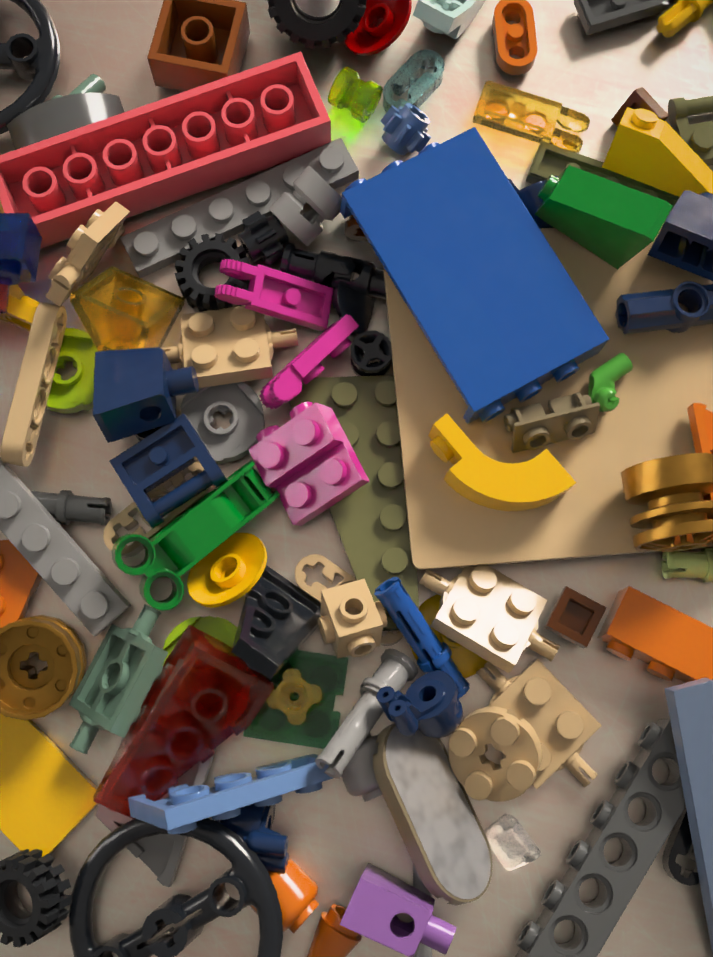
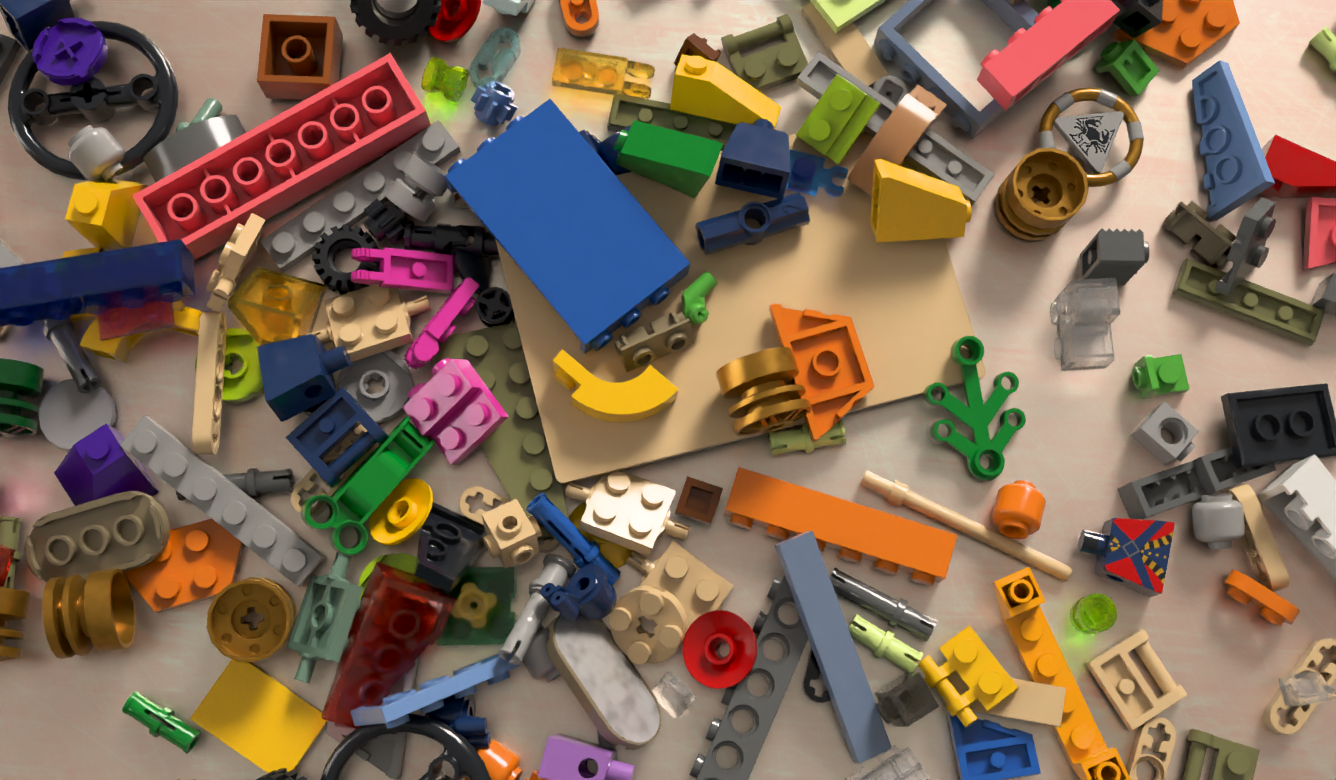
camera: 10 degrees left, 0 degrees up
(554, 807) = (703, 644): none -> red dish

